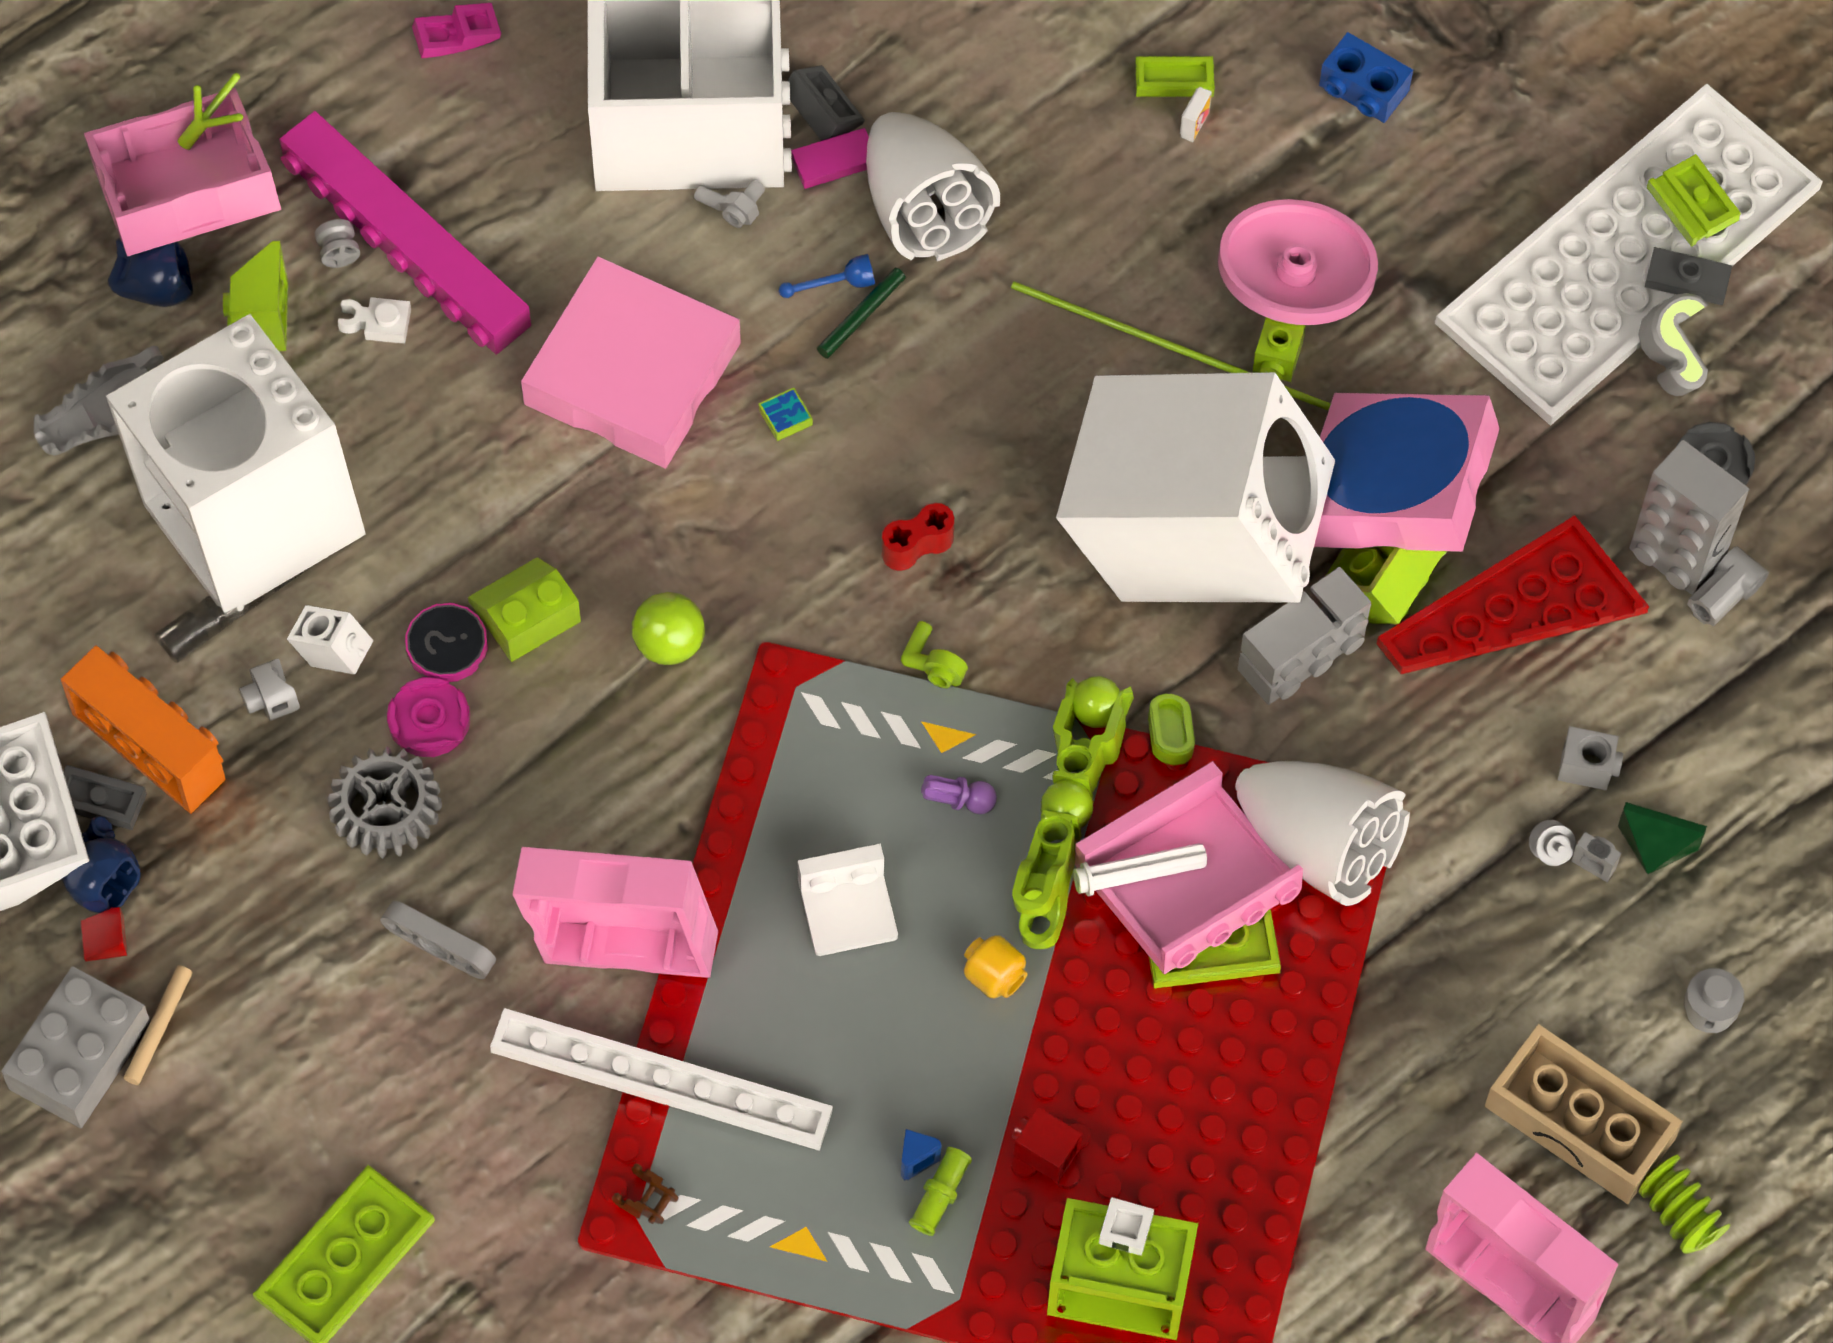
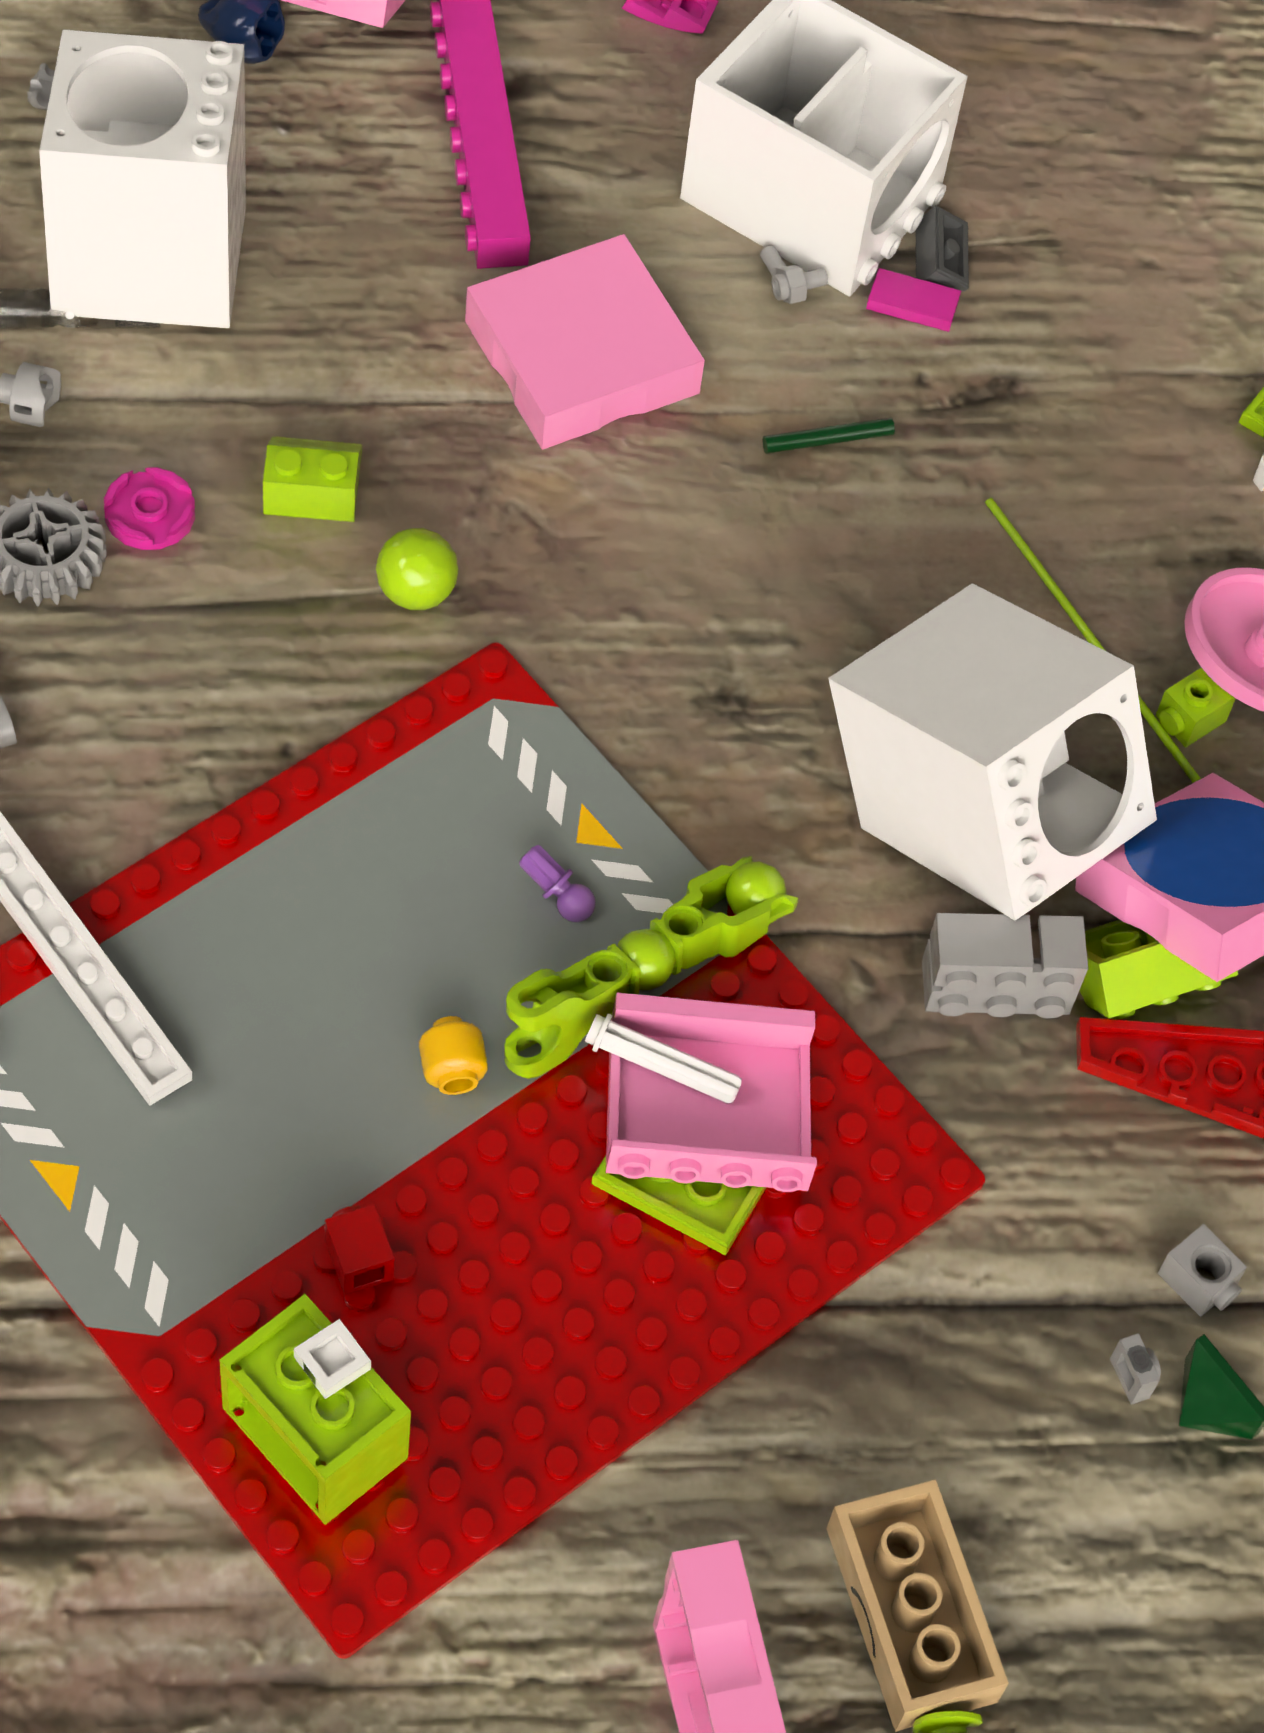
camera: 30 degrees right, 5 degrees down
(262, 291) = (307, 91): lime slope -> none
(330, 639) = (116, 385): white head -> none
(337, 243) = (417, 95): light grey wheel -> none
(383, 319) = (401, 179): white plate -> none
(446, 642) = (220, 459): black tile -> none
(616, 911) = (133, 752): bright pink tile -> none
(785, 414) = (686, 472): tile -> none
(846, 900) = (370, 901): white bracket -> none
(857, 273) = (853, 399): blue hinge -> none
(909, 164) = (975, 337): white cylinder -> none
(919, 1153) = (231, 1171): blue slope -> none
(925, 534) = (712, 644): red axle -> none
(940, 1191) = (225, 1221): lime pin -> none
(941, 666) = (638, 765): lime plate -> none
(1171, 729) = (808, 965): lime tile -> none
(1326, 822) = (880, 1147): white cylinder -> none
(1552, 842) = (1100, 1324): wheel -> none
(1713, 1000) = (1146, 1592): light grey piece -> none

